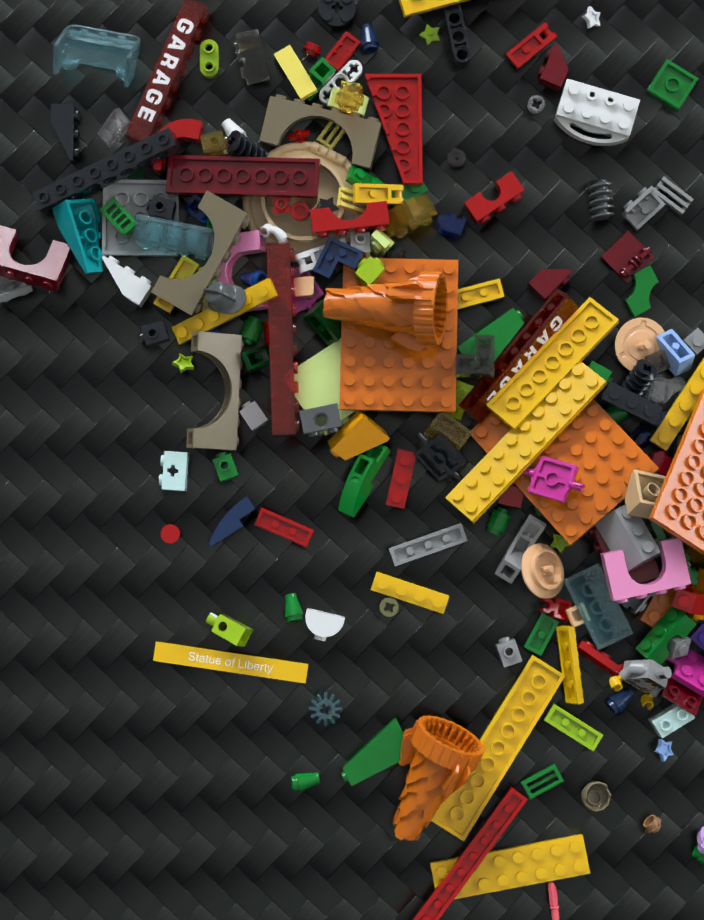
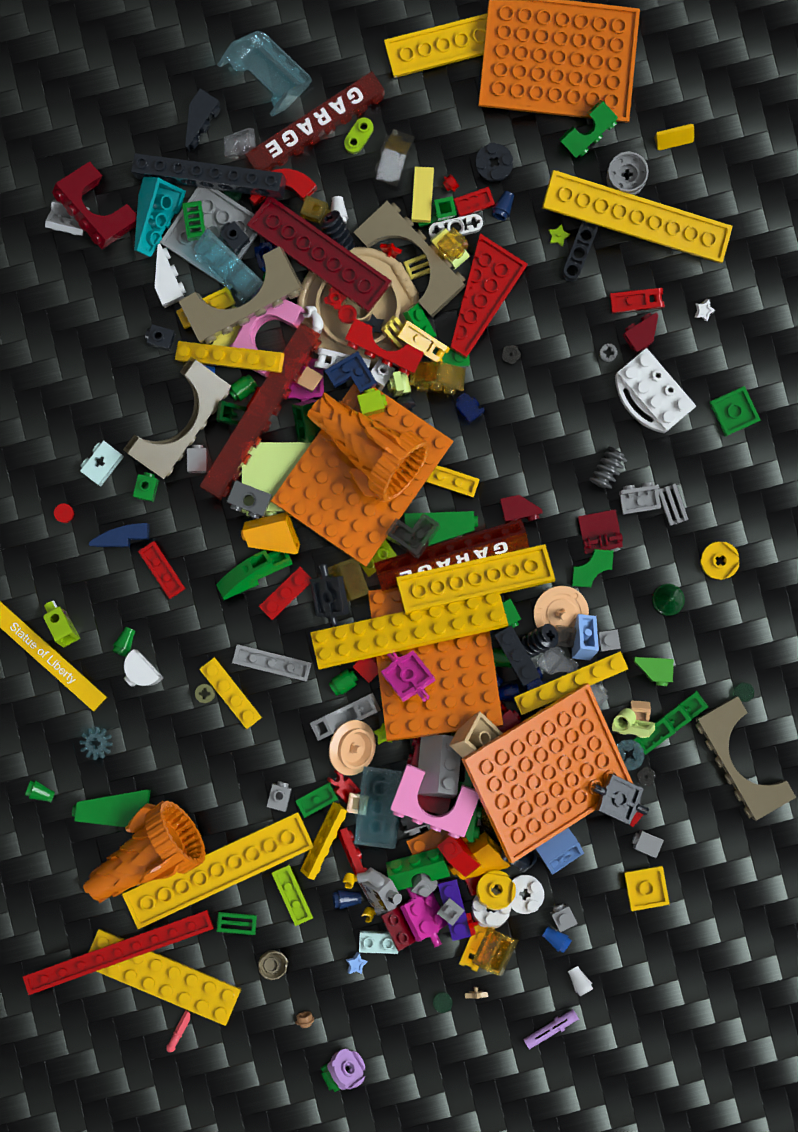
camera: 30 degrees right, 0 degrees up
(183, 363) = (168, 377): lime piece -> none
(225, 297) = (236, 345): dark grey piece -> none
(253, 277) = (273, 344): blue cone -> none
(509, 190) = (503, 411): red arch -> none

